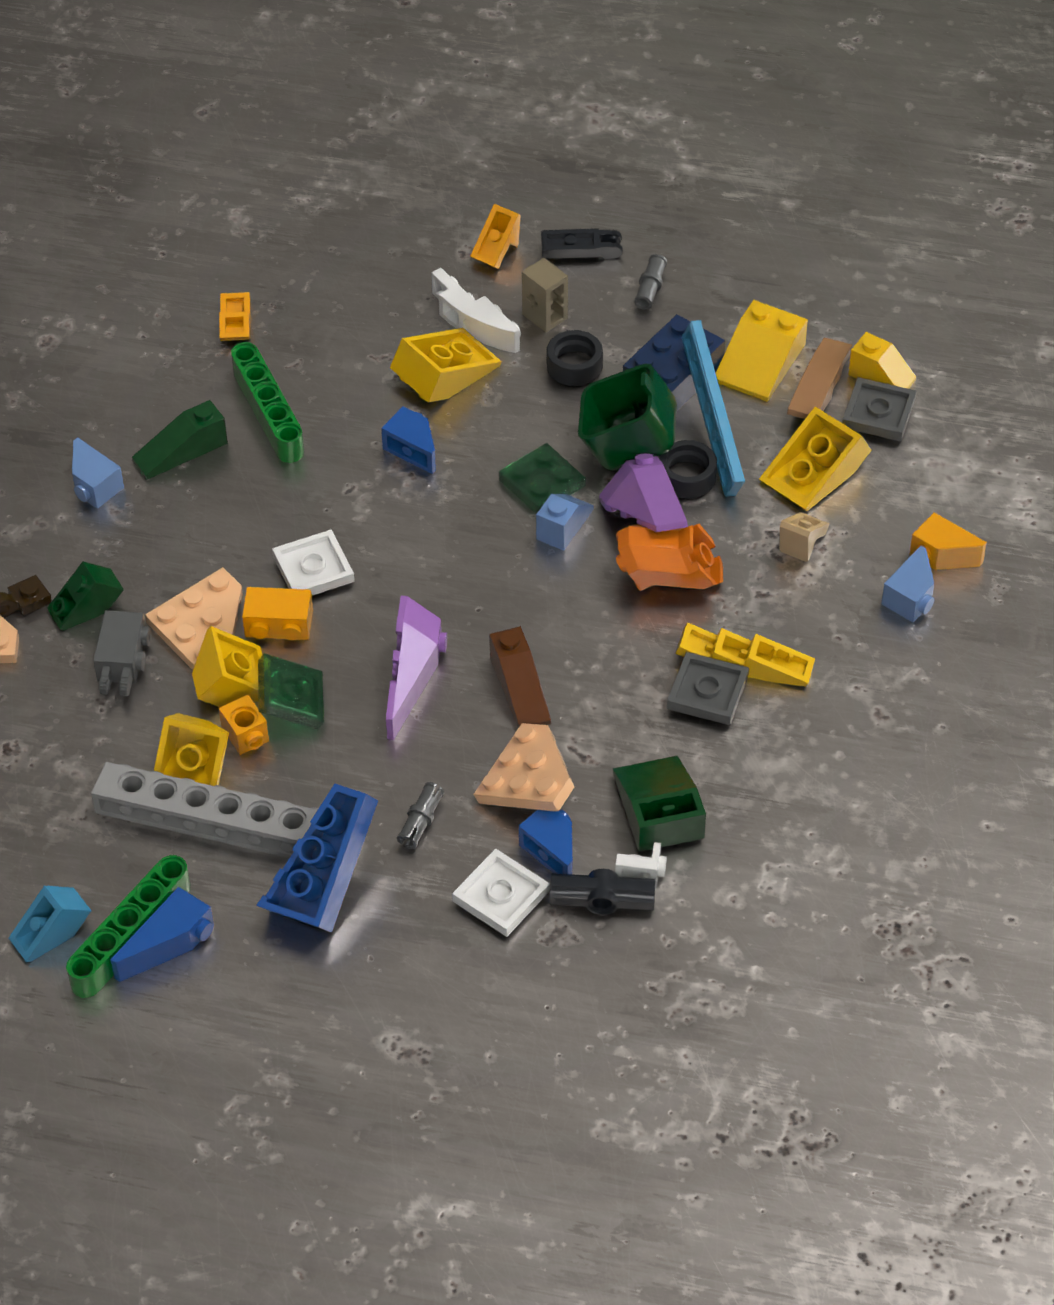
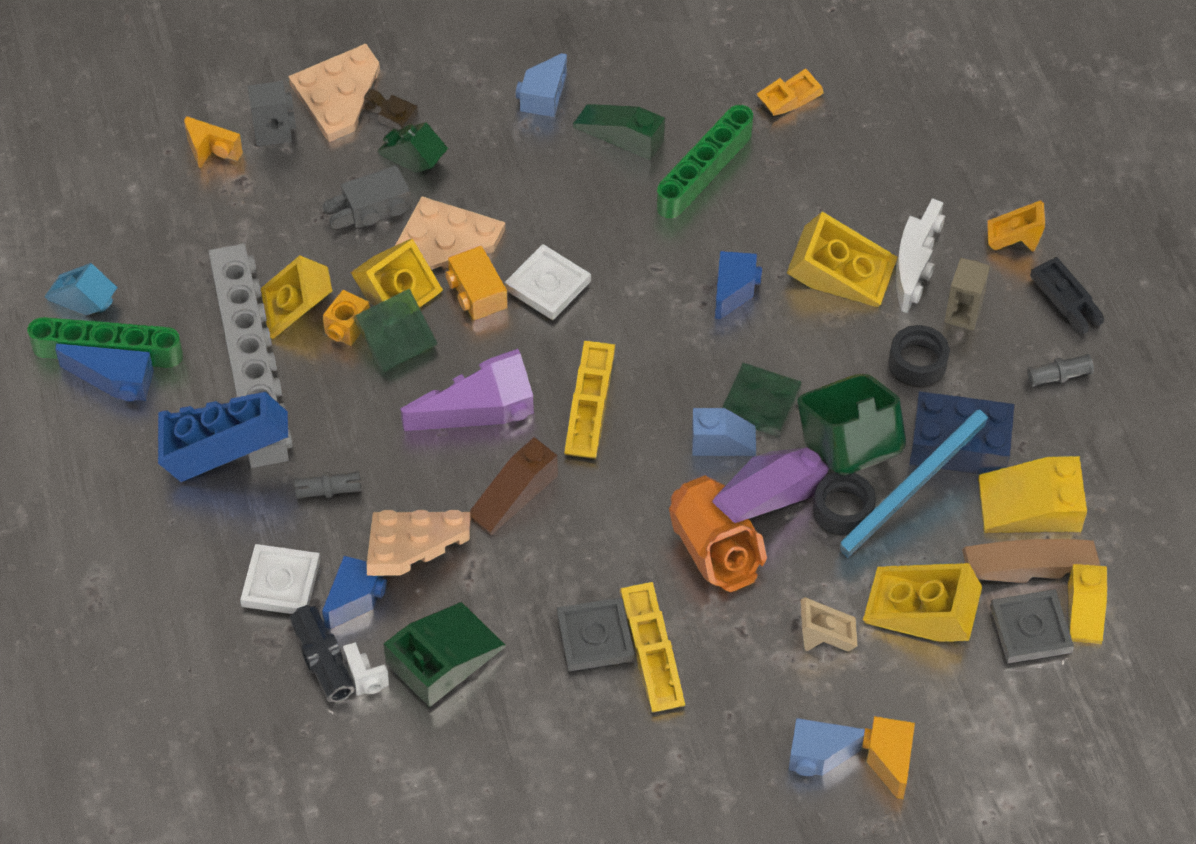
camera: 60 degrees right, 5 degrees up
(459, 589) = (590, 400): none -> yellow slope

